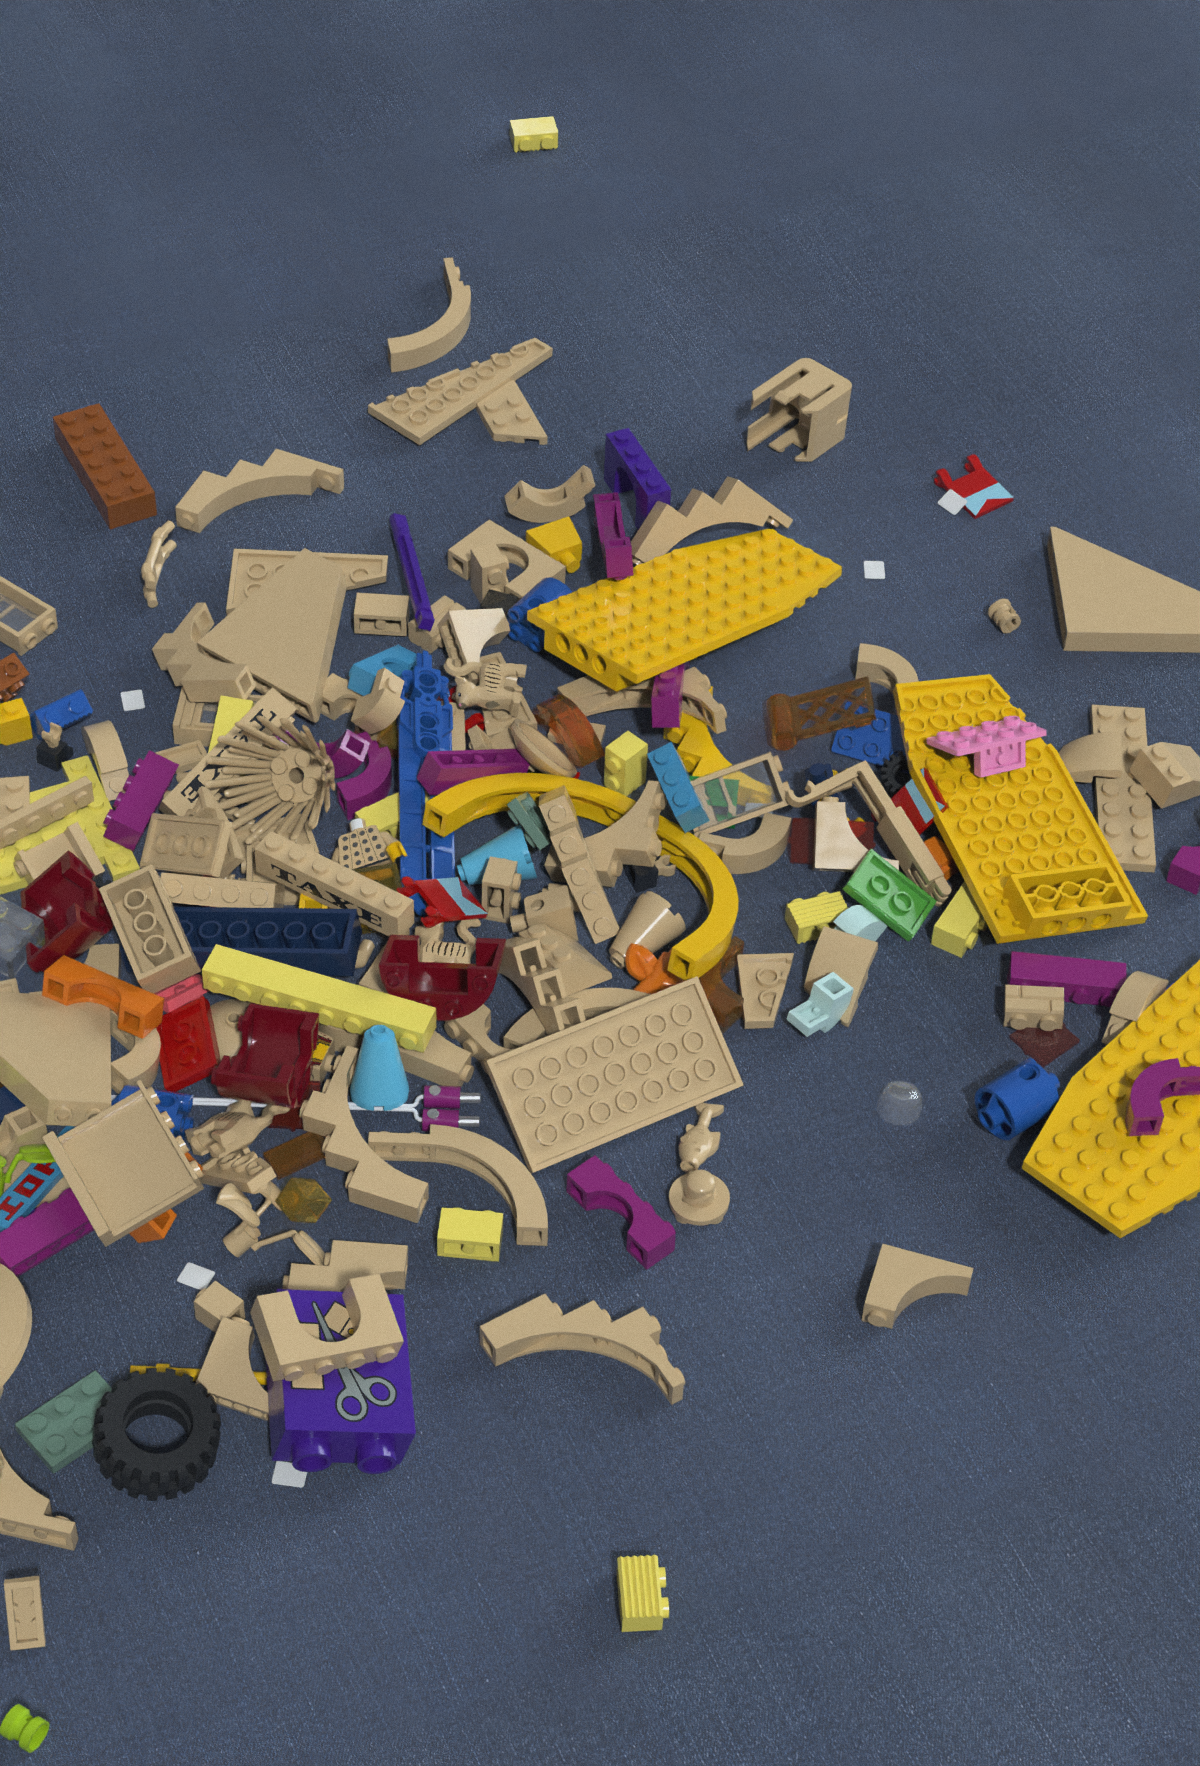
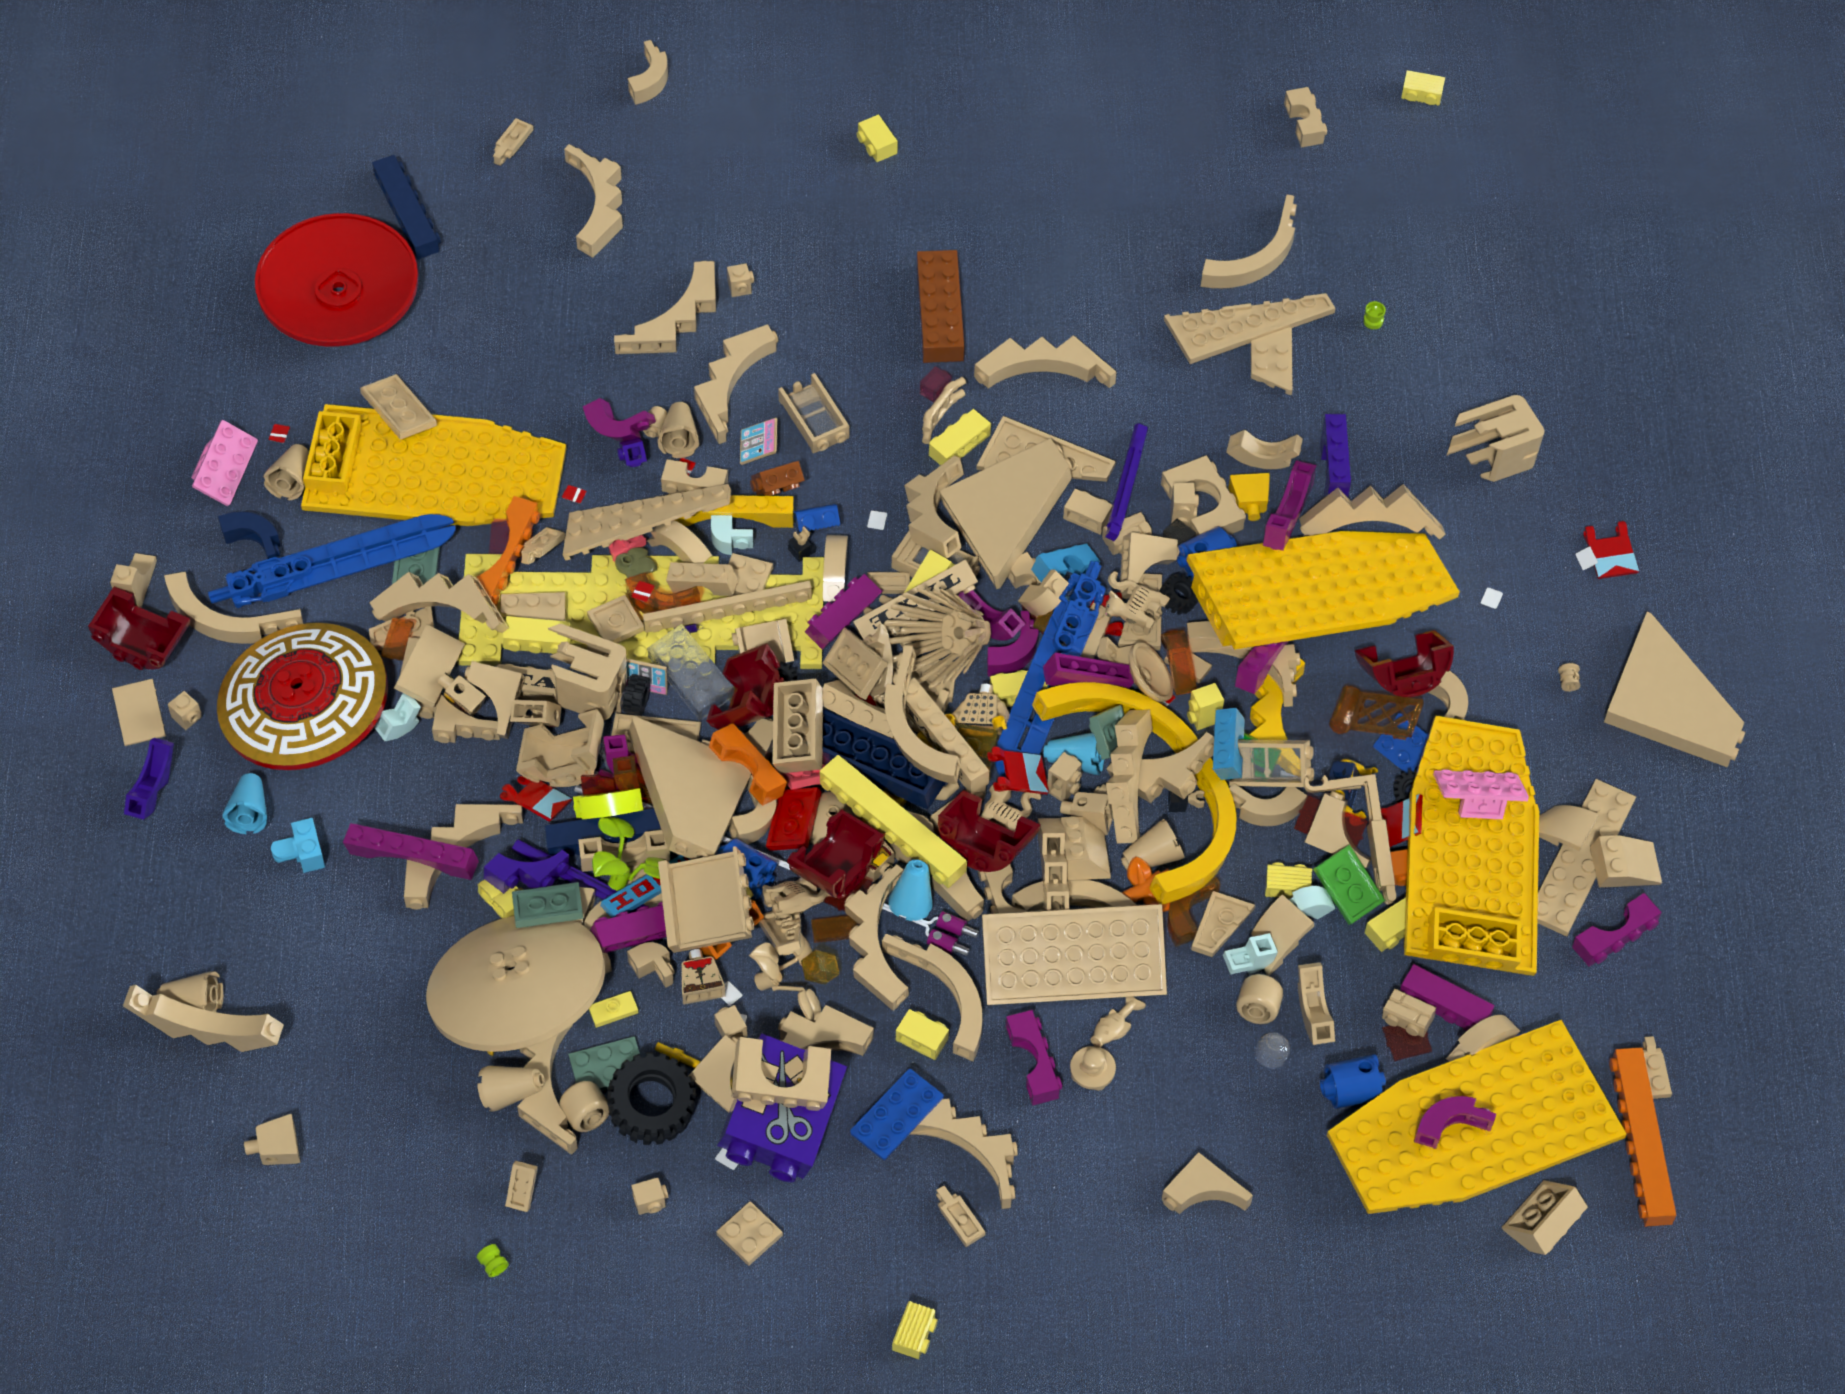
camera: 25 degrees right, 10 degrees up
(52, 1348) = (613, 1009): none -> light yellow plate
(68, 1478) = (584, 1106): none -> tan head
(76, 1266) = (649, 958): none -> tan brick
(136, 542) = (934, 383): none -> clear pink brick
(153, 1269) = (701, 979): none -> tan torso
(193, 585) = (960, 437): none -> light yellow brick
(206, 1560) = (649, 1196): none -> tan brick
(312, 905) = (928, 760): none -> tan arch
(362, 1557) = (749, 1233): none -> tan plate
(433, 196) = (1302, 104): none -> tan arch
(488, 1336) = (896, 1114): none -> blue bracket
(539, 663) = (1176, 603): none -> black tyre
(597, 346) = (1374, 315): none -> lime wheel
(626, 1432) = (959, 1217): none -> tan hinge
(851, 649) = (1412, 674): none -> dark red cylinder
(857, 1050) = (1259, 999): none -> tan head
(920, 1037) = (1313, 1004): none -> tan arch

